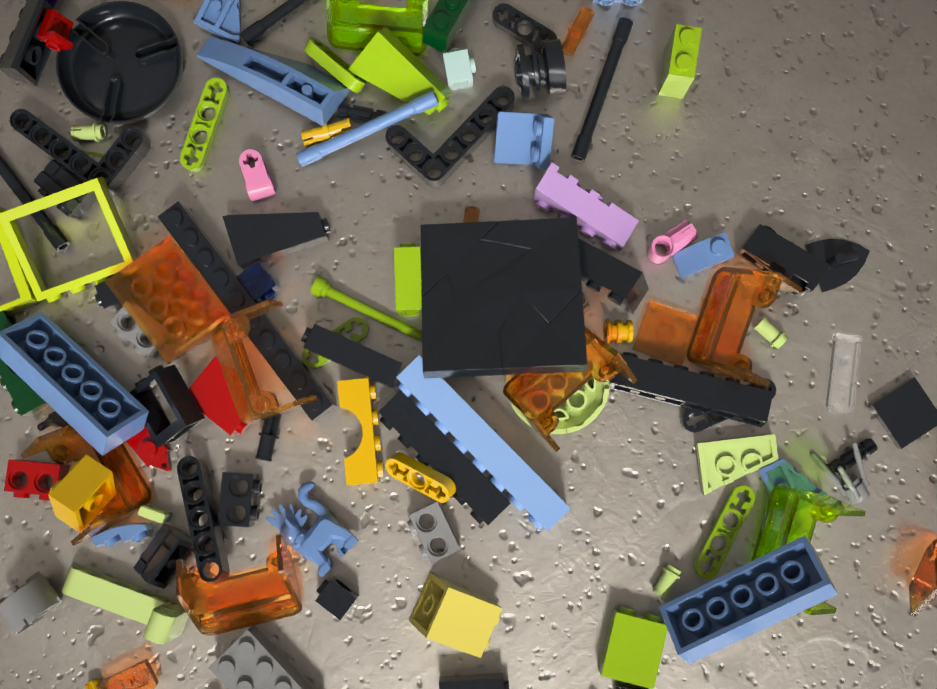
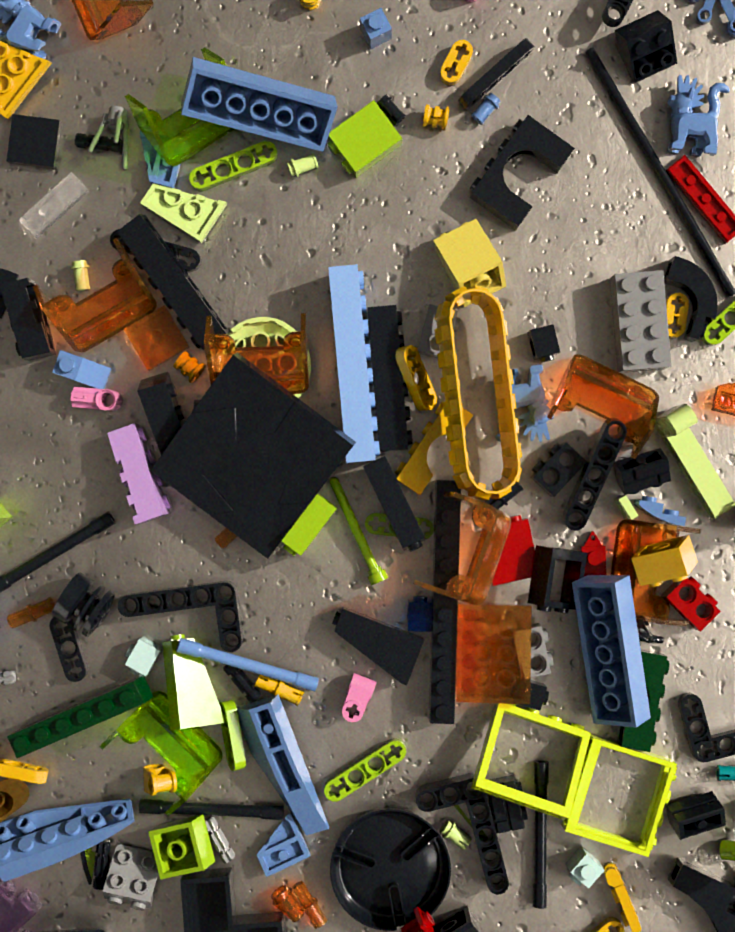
camera: 145 degrees left, 5 degrees up
(340, 531) = (503, 391): none -> yellow piece
(523, 138) = (139, 562): medium blue bracket -> none

